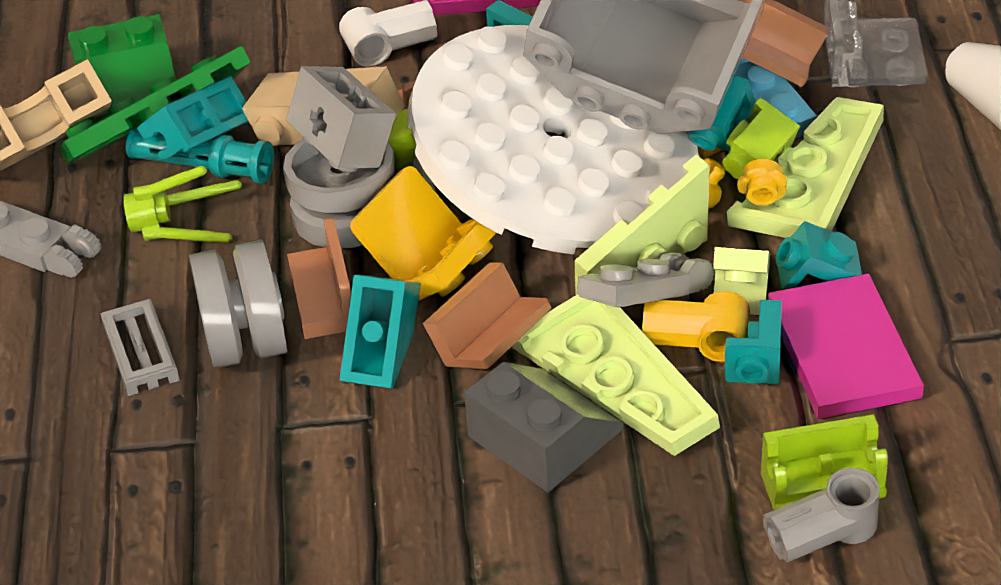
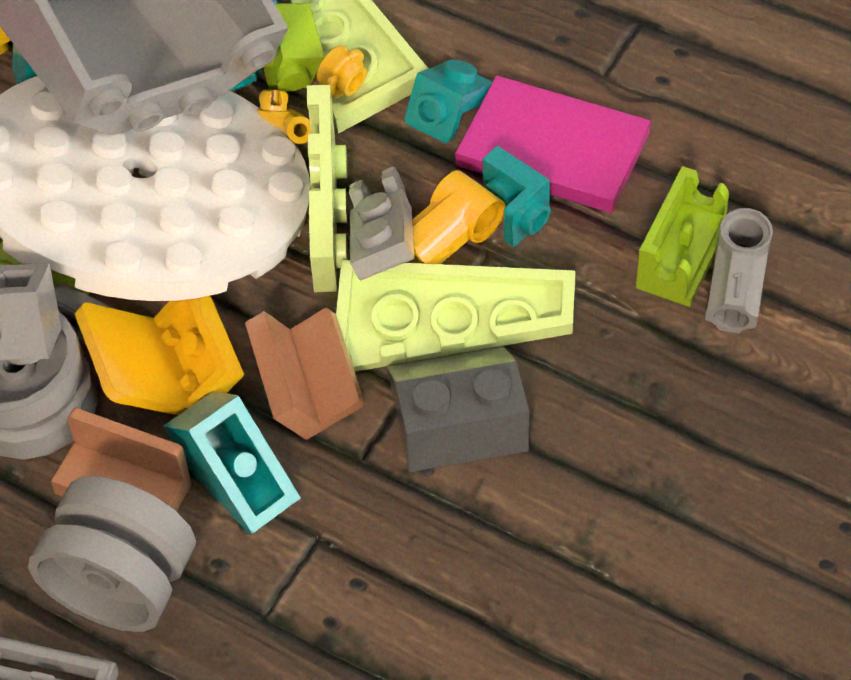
camera: 55 degrees left, 10 degrees up
(742, 273) = (419, 154): yellowish green slope -> none

